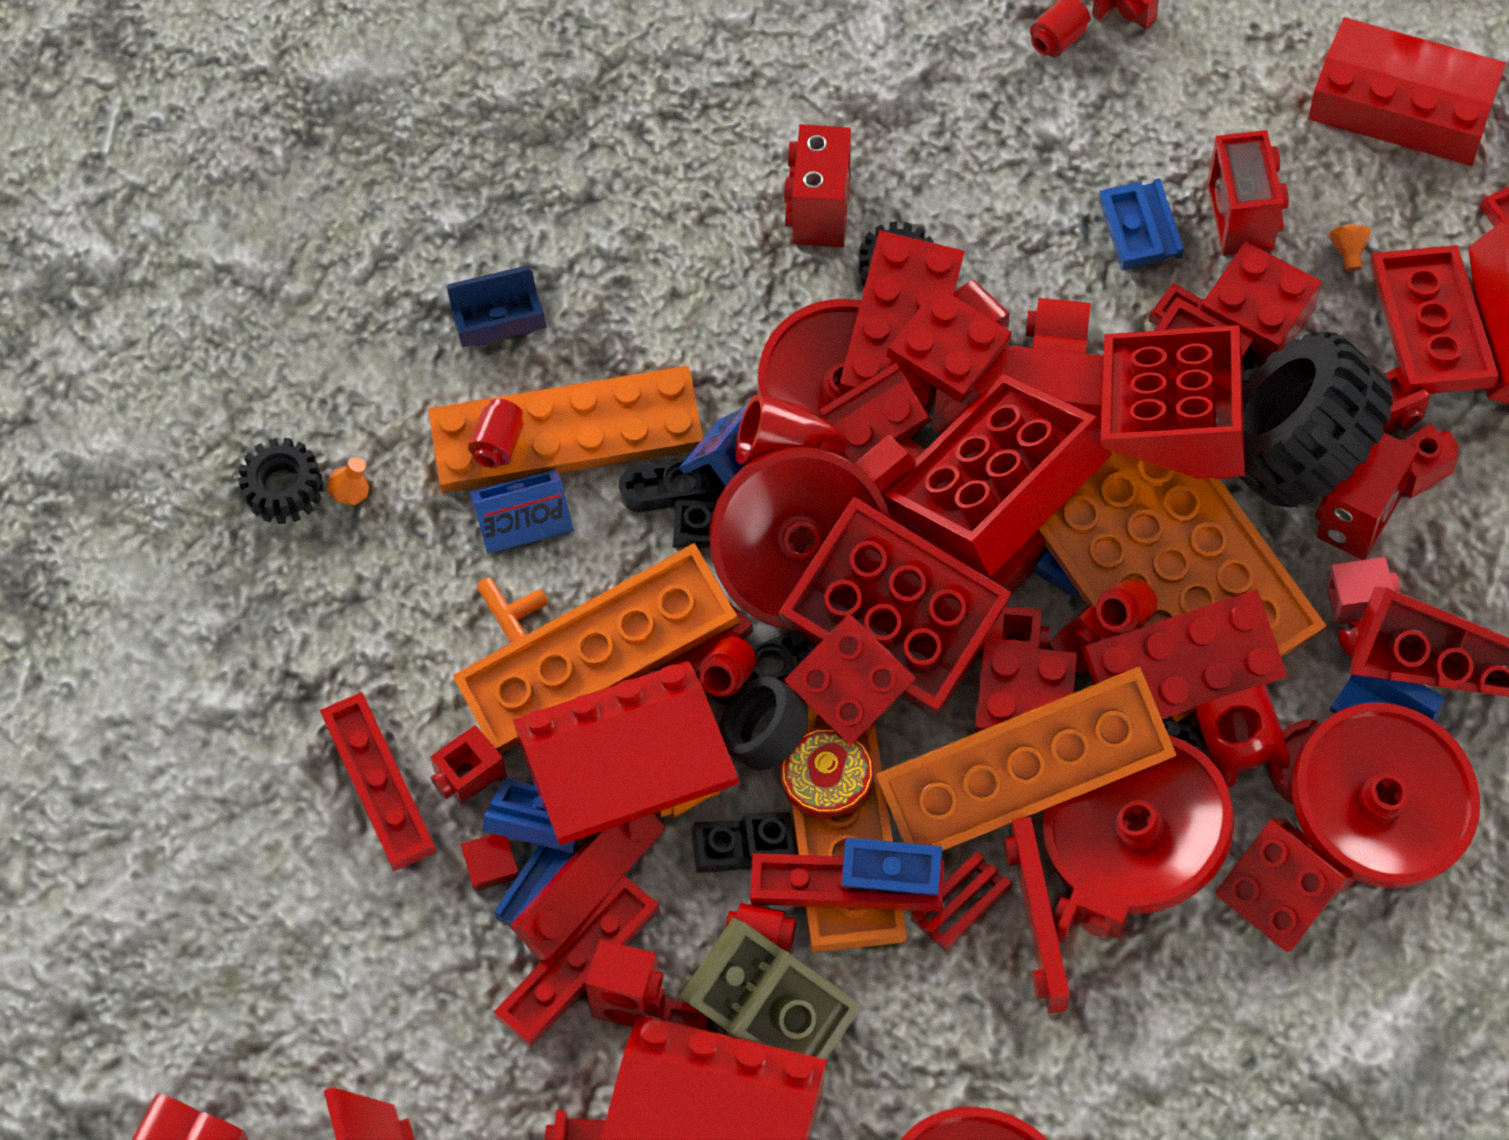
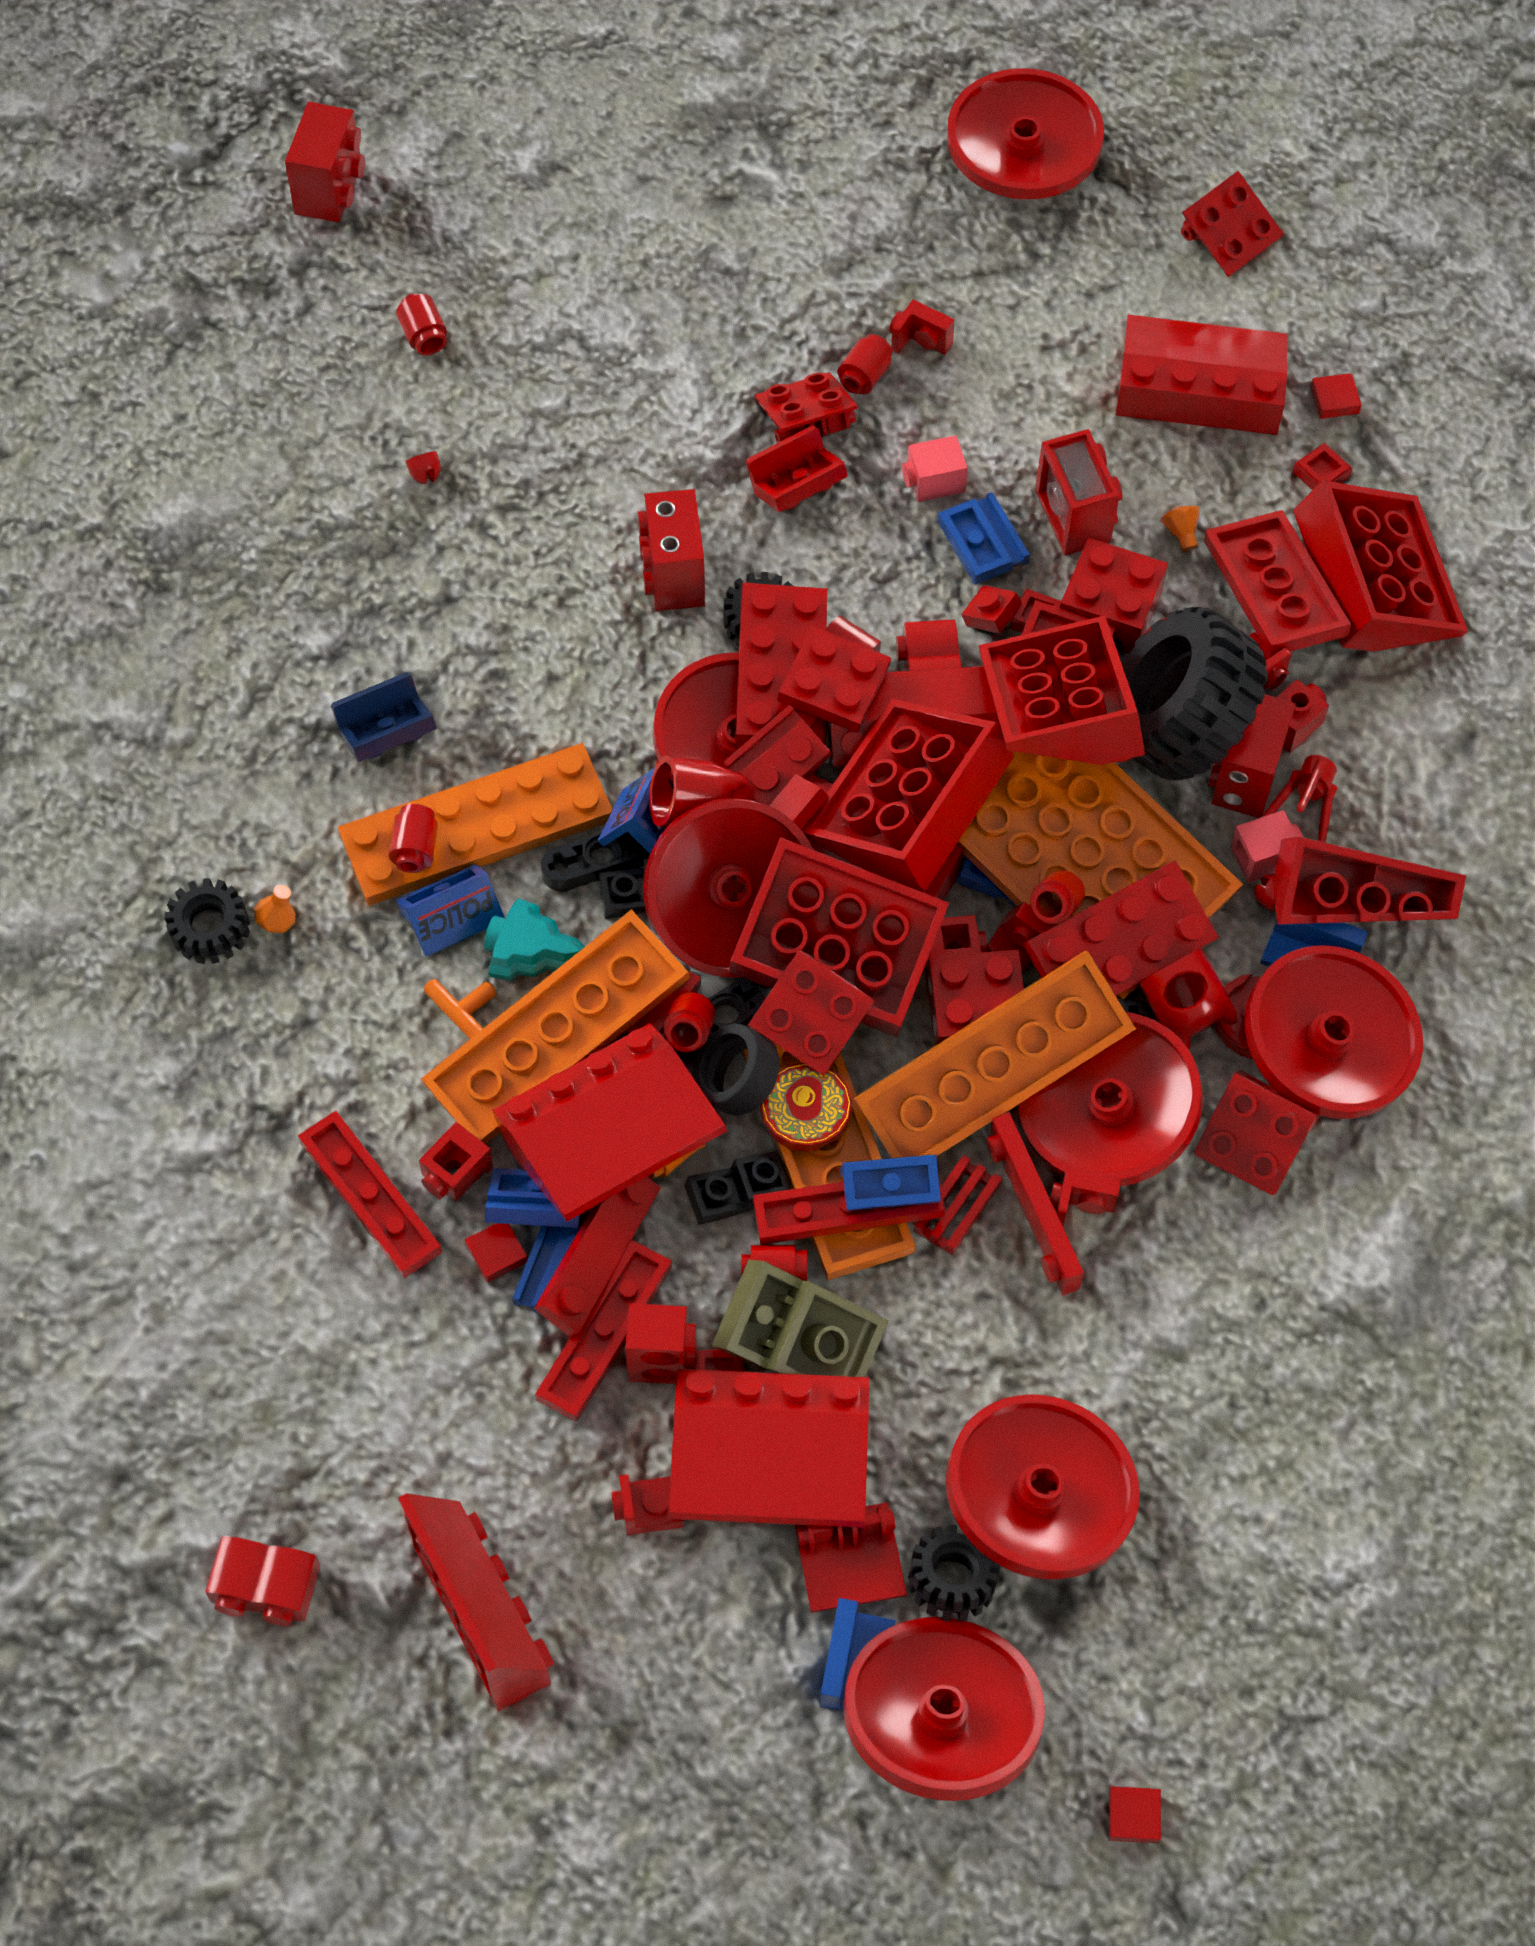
camera: 15 degrees left, 0 degrees up
(587, 557) = (526, 943): none -> teal rock
(594, 58) = (424, 465): none -> red hinge
(963, 123) = (794, 470): none -> red bracket
(991, 56) = (811, 400): none -> red hinge
(1107, 145) = (935, 469): none -> coral brick
(1132, 298) = (991, 609): none -> red plate
(1423, 533) = (1312, 783): none -> red plant

